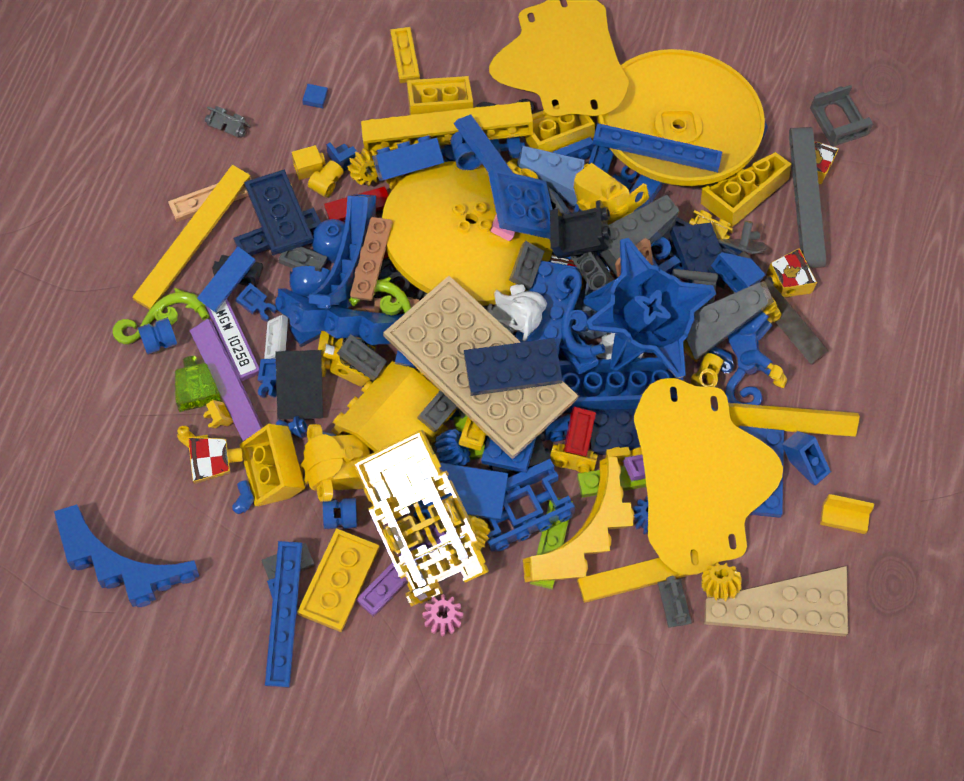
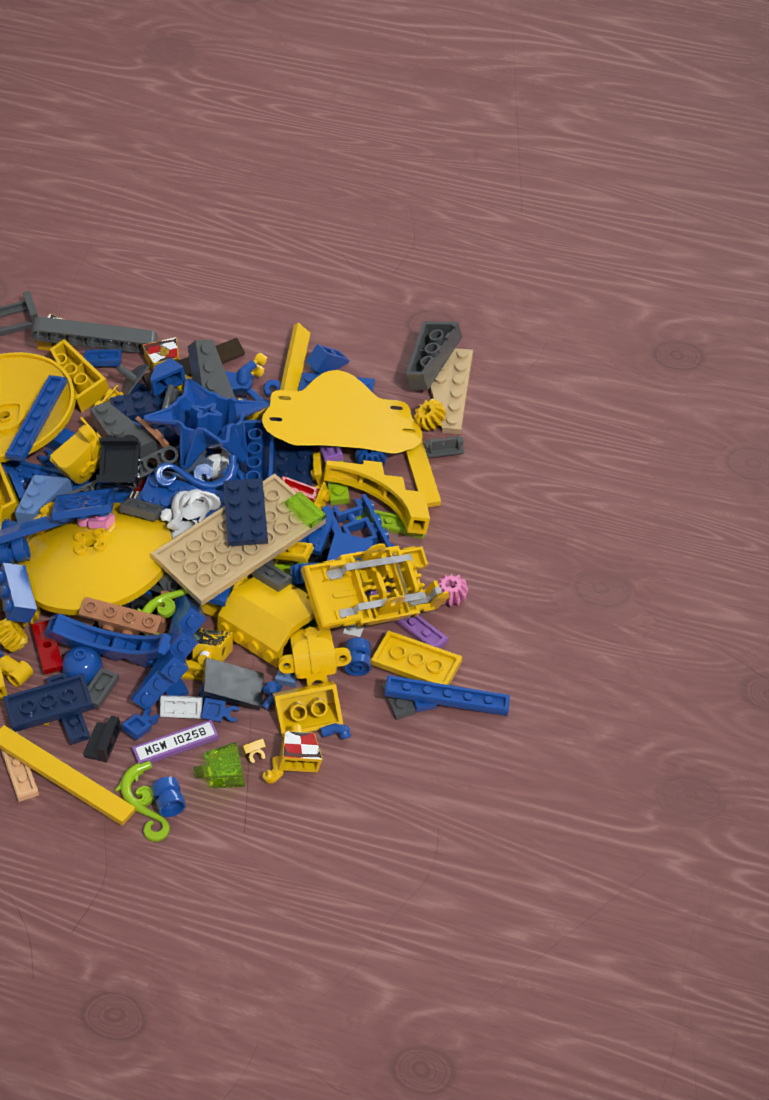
camera: 80 degrees left, 15 degrees down
(112, 569) = (380, 846): blue arch -> none
(226, 279) = (118, 737): blue tile -> none
(226, 379) = (194, 753): medium lavender tile -> none
(306, 280) = (131, 675): blue cylinder -> none
(361, 357) = (215, 629): dark grey plate -> none
(520, 431) = (305, 509): none -> clear neon green tile
(782, 213) = (104, 357): none -> blue plate
(819, 575) = (431, 352): none -> dark grey wedge
(846, 513) = (376, 343): yellow panel -> none

